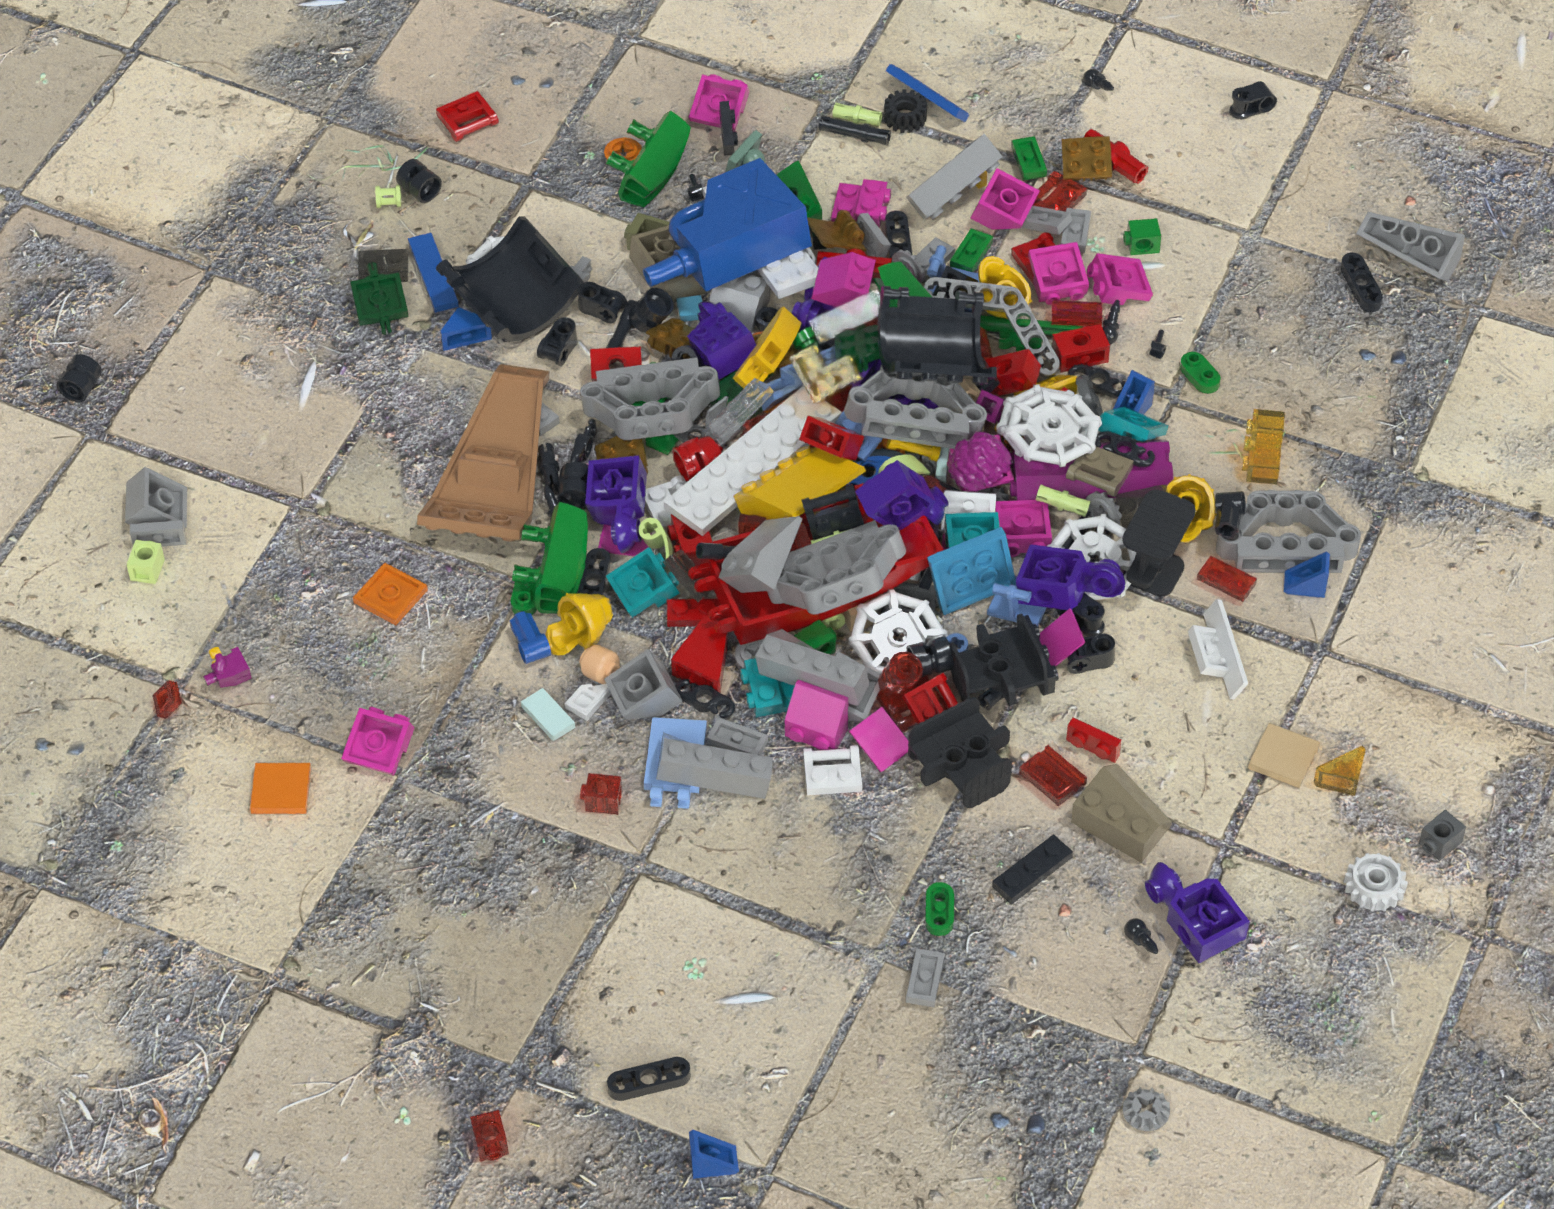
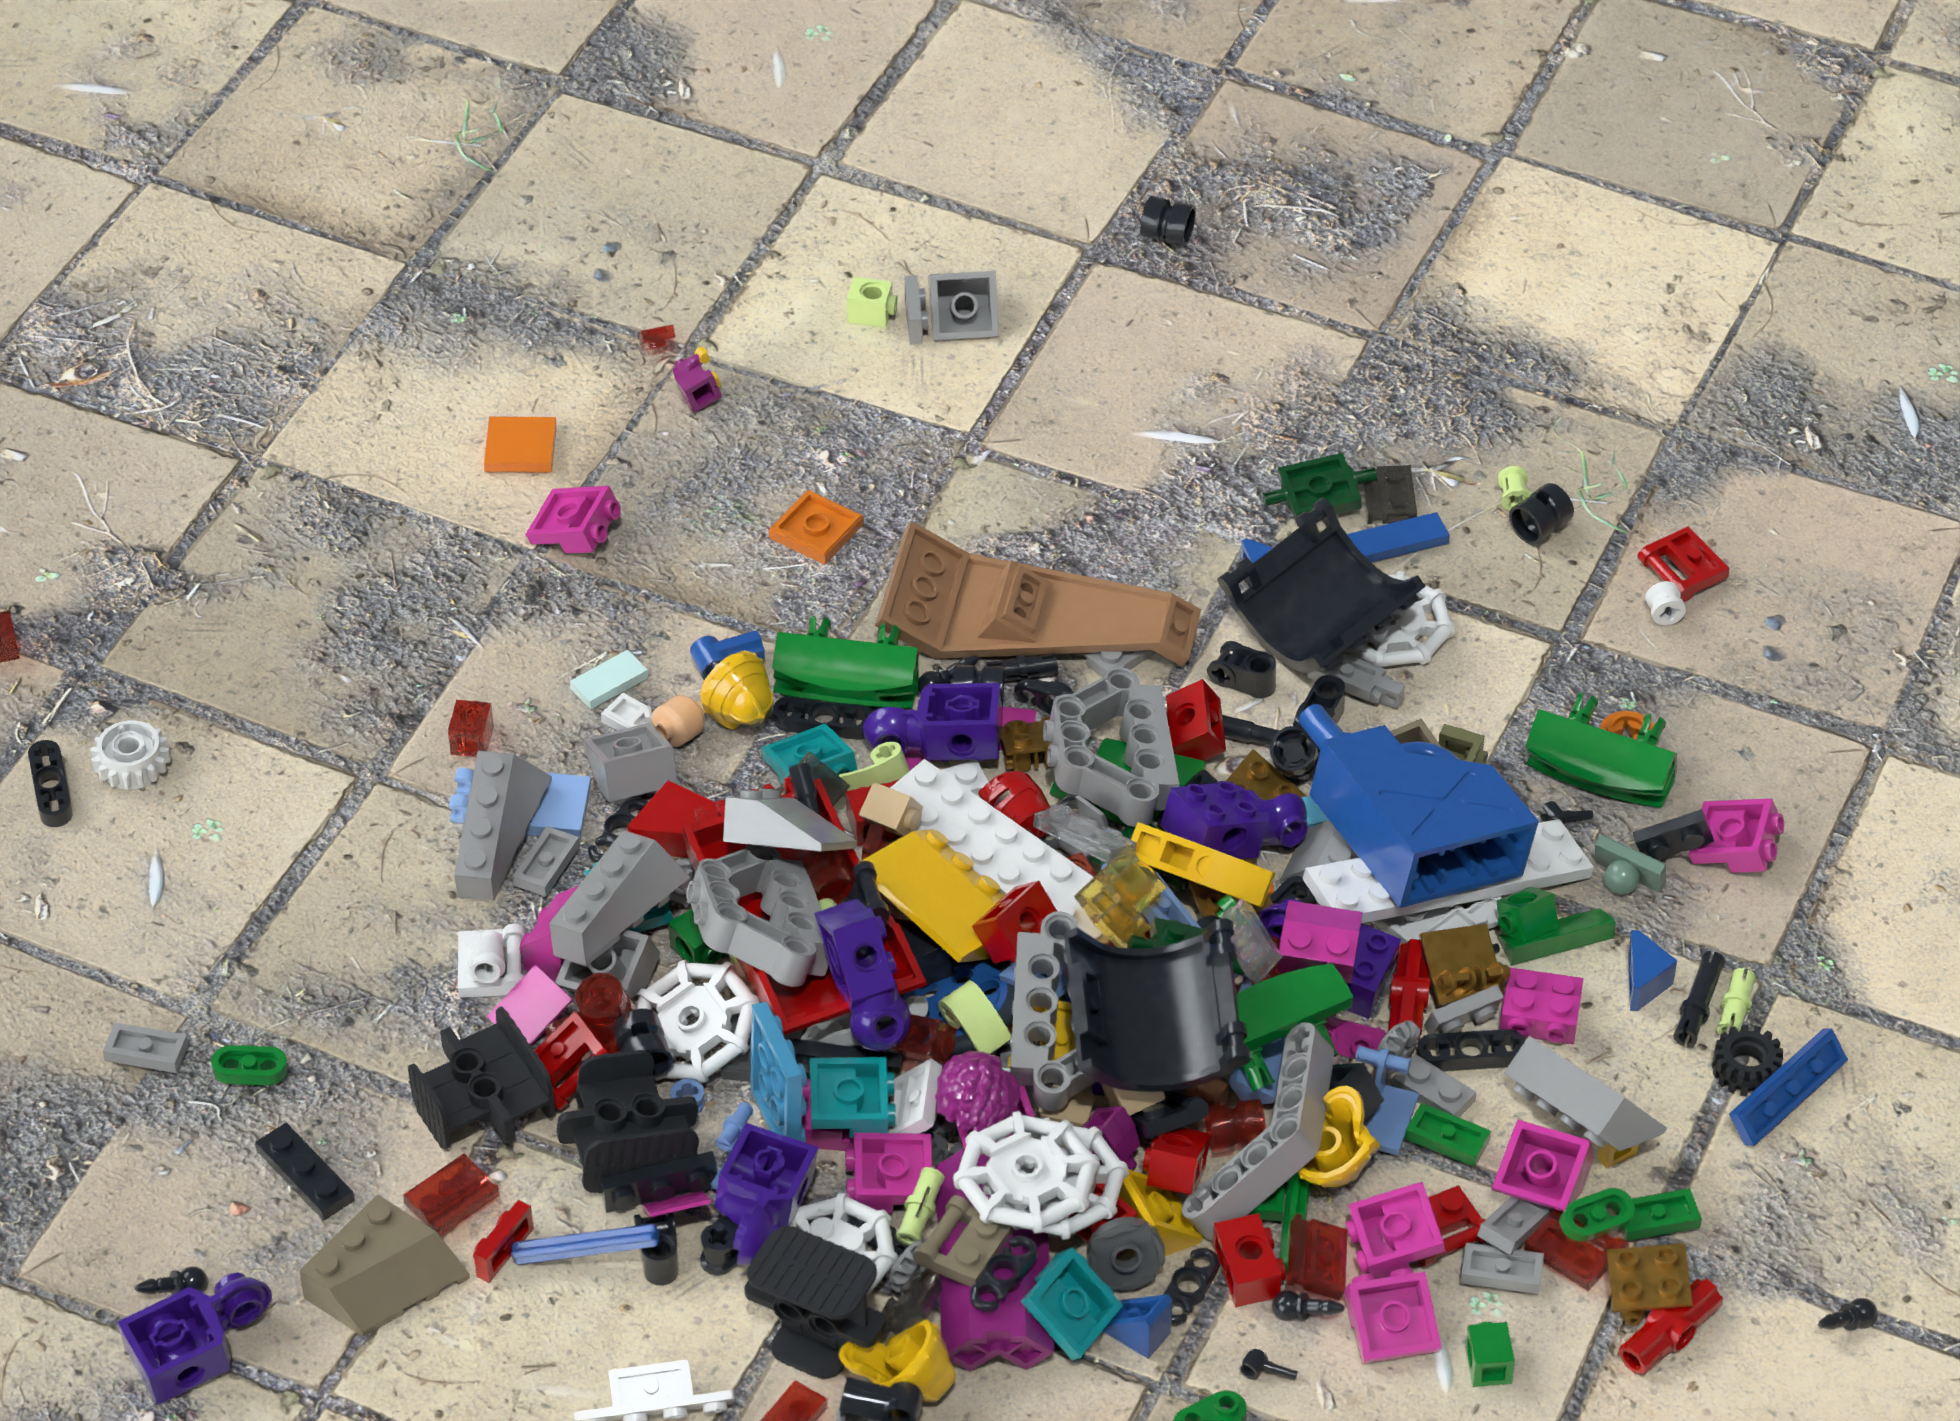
camera: 90 degrees right, 5 degrees down
(507, 125) = (1665, 603): none -> white wheel
(625, 1006) = (130, 755): none -> white gear
(723, 511) = (891, 809): none -> tan brick
(834, 152) = (1649, 970): none -> blue slope
(847, 757) = (488, 958): none -> white cone
(1042, 176) = (1593, 1214): none -> green plate
(1099, 682) = (585, 1244): none -> axle

